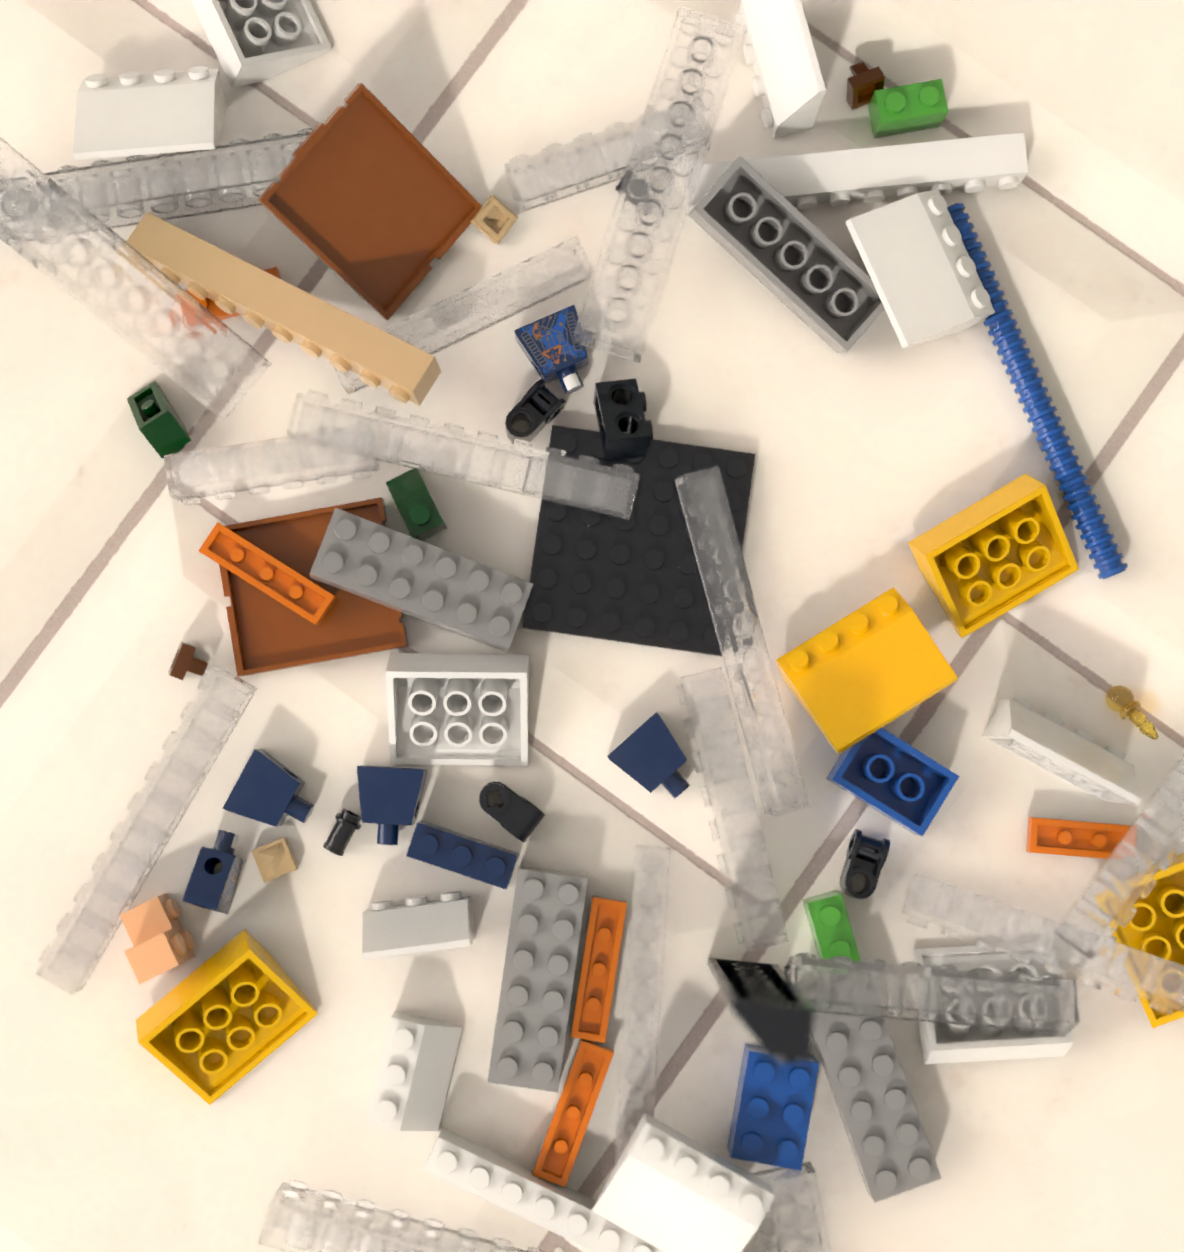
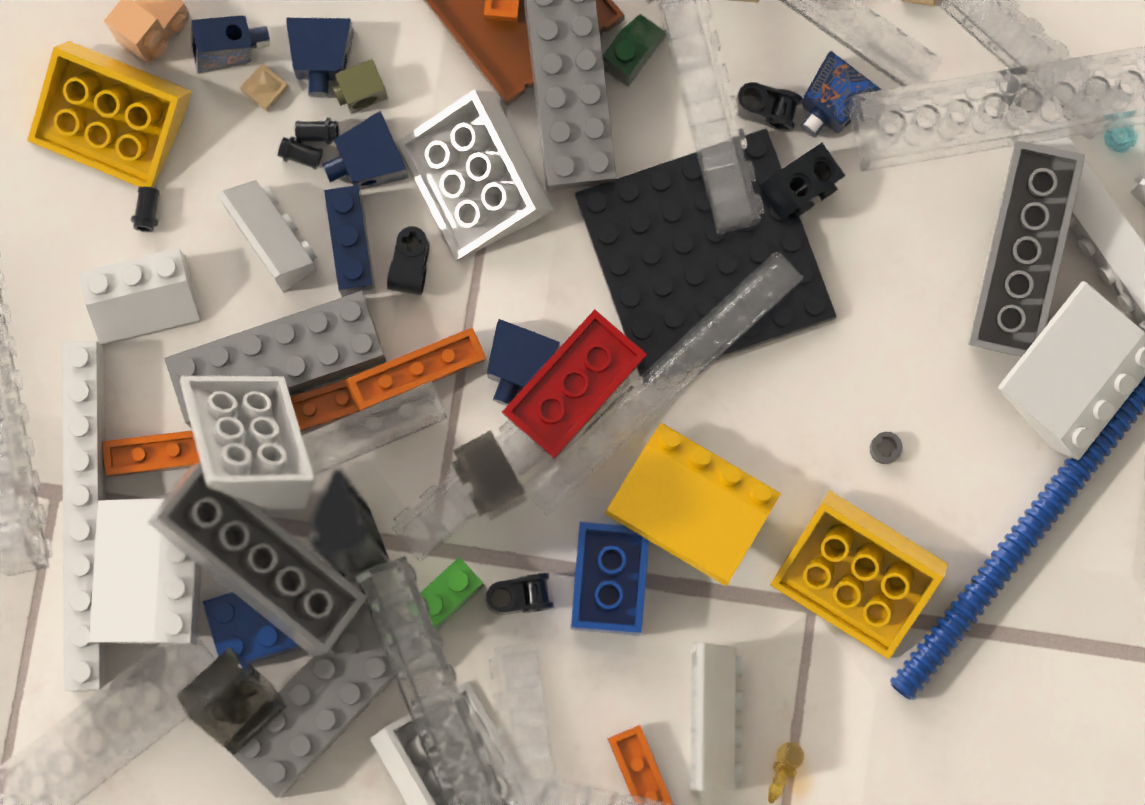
camera: 65 degrees right, 5 degrees down
(321, 772) = (360, 86): none -> olive brick
(334, 1027) = (146, 208): none -> black pin
(354, 858) = (299, 152): none -> black pin
(614, 855) = (416, 369): none -> orange plate
(615, 1050) = (249, 439): none -> white slope
(705, 720) = (574, 384): none -> red plate
(723, 1104) = (258, 562): none -> light grey brick
(729, 123) = (1121, 144): none -> clear light blue plate
(756, 842) = (490, 476): none -> clear smoke brick
(841, 1180) = (231, 701): none -> clear smoke brick
(902, 469) = (877, 441): none -> flat silver bush

